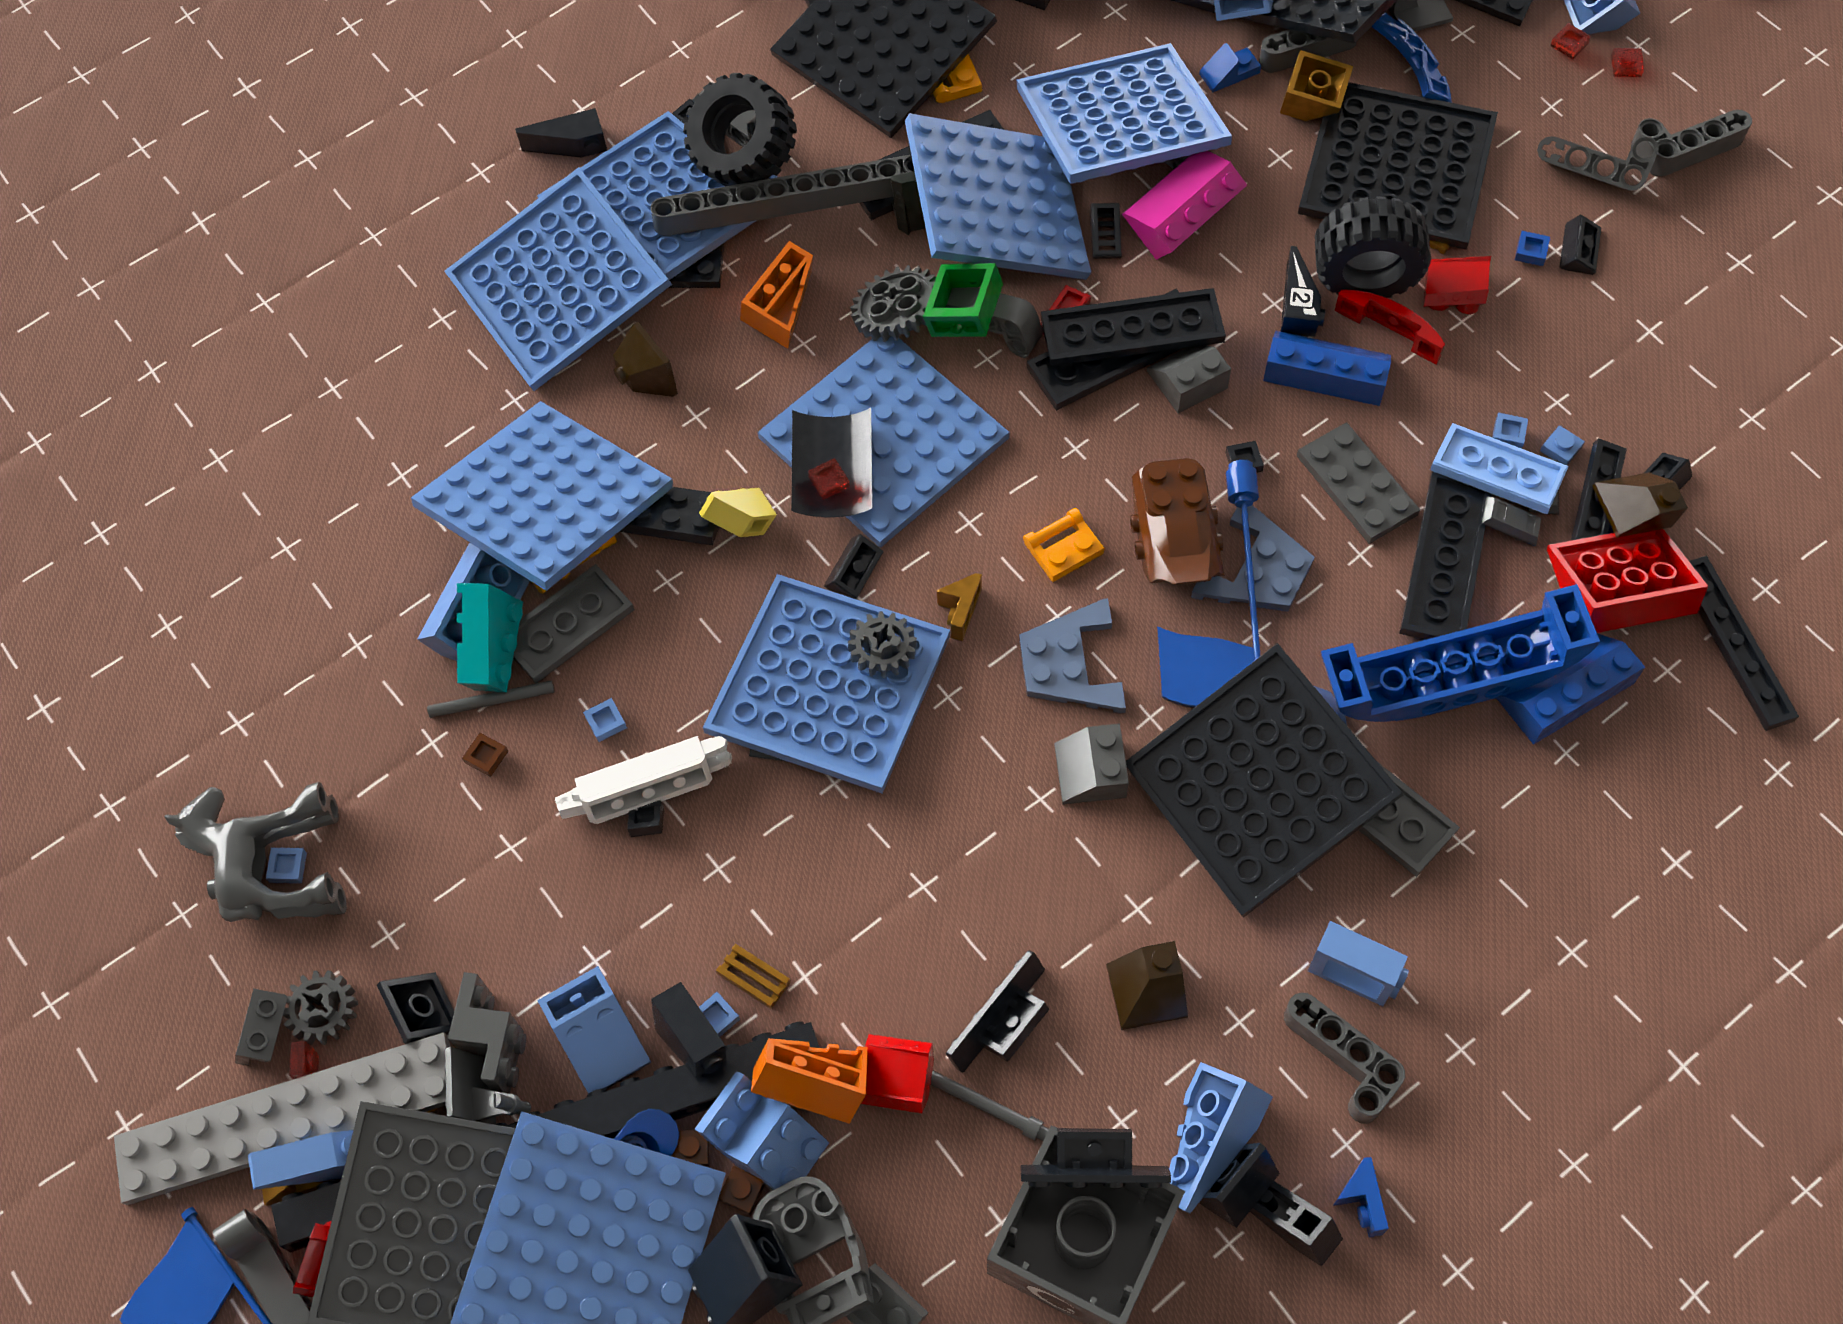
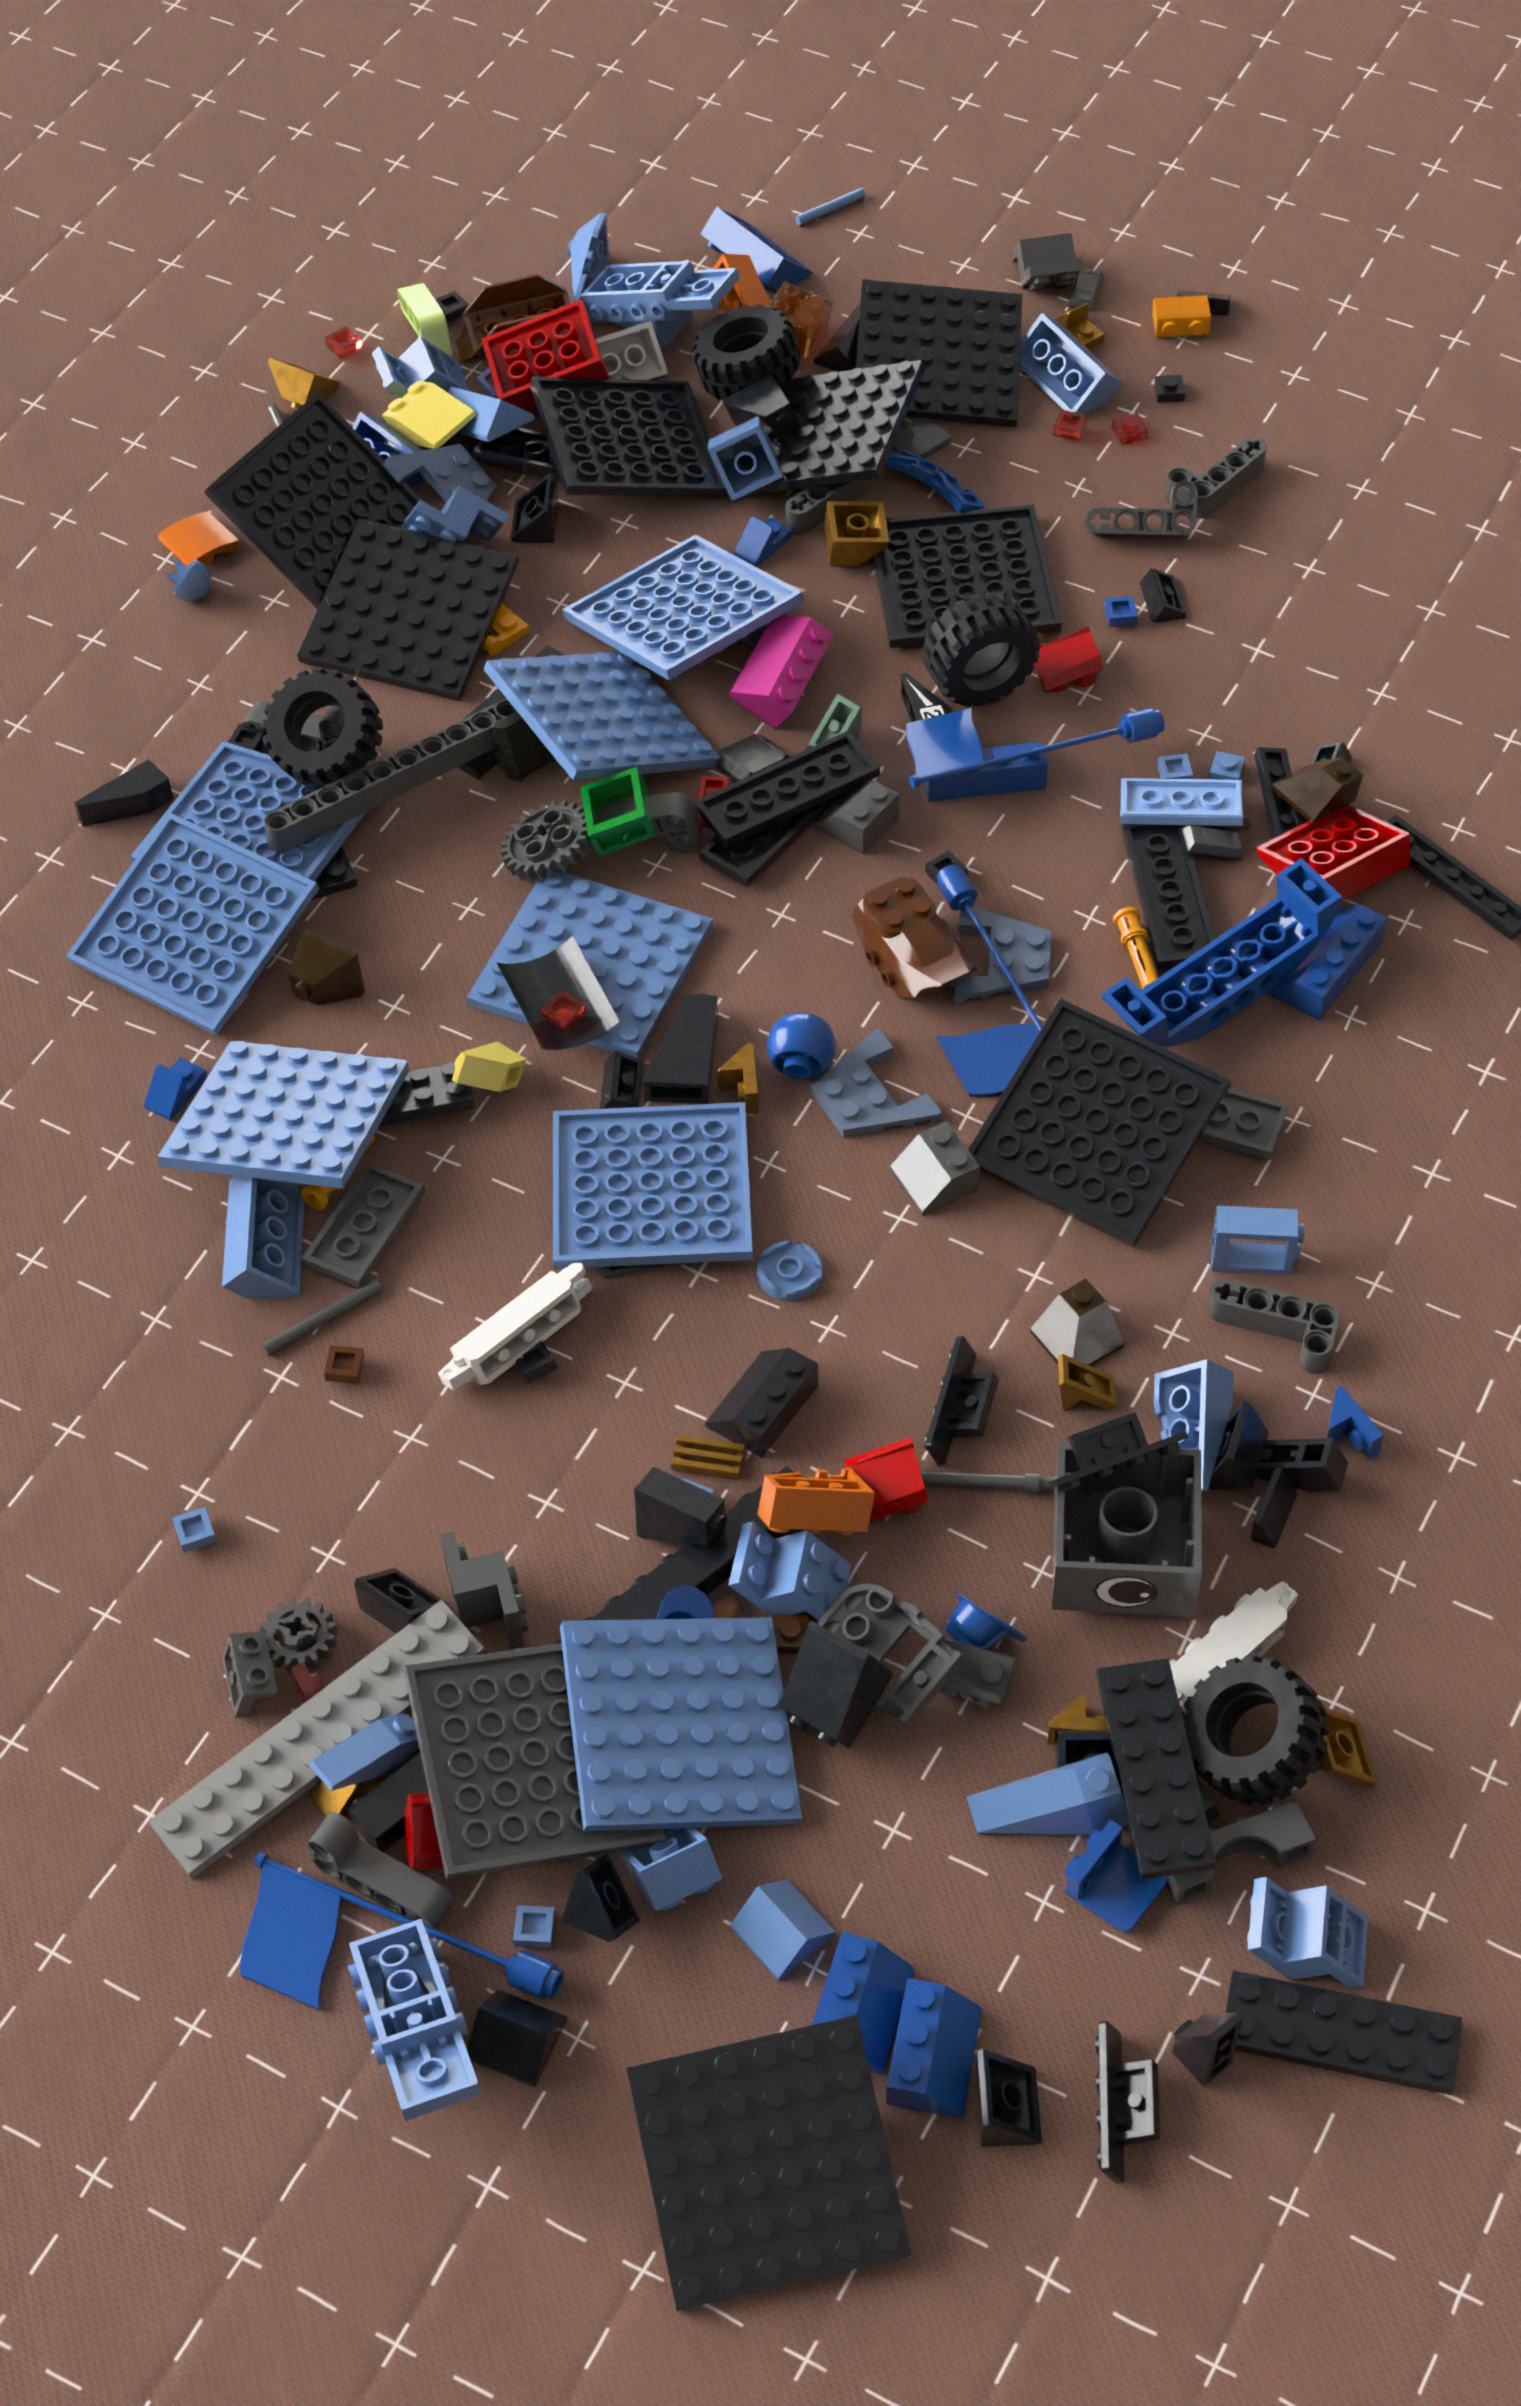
camera: 25 degrees left, 10 degrees down
(241, 856) = (142, 1530): dark grey animal -> none
(469, 1096) = (493, 1641): dark grey plate -> none
(474, 429) = (173, 1087): none -> blue slope
(488, 636) = (300, 1254): teal wedge -> none
(594, 1031) = (581, 1551): medium blue slope -> none
(605, 720) = (448, 1293): medium blue plate -> none
(778, 295) = (427, 870): orange wedge -> none
(828, 940) = (765, 1399): none -> black slope
(890, 652) = (706, 1128): dark grey gear -> none
(908, 1264) = (977, 1626): none -> blue piece
(914, 814) = (789, 1271): none -> medium blue tile
(921, 561) = (685, 1057): none -> black slope
(1024, 594) = (801, 1045): none -> blue wheel
(1067, 553) = (823, 1001): light orange plate -> none
(1105, 210) = (714, 698): black slope -> none
(1118, 281) = (749, 756): none -> pearl dark grey slope
(1127, 1048) = (1086, 1383): none -> pearl gold slope
(1214, 273) = (840, 717): none -> sand green slope
(1249, 1257) = (1273, 1510): none -> black slope
(1299, 336) = (951, 745): none -> blue flag
(1358, 482) = (1058, 857): dark grey plate -> none
(1389, 595) = (1131, 929): none -> light orange pin
(1394, 316) = (1026, 707): red slope -> none
(1685, 33) = (1169, 388): none -> black plate

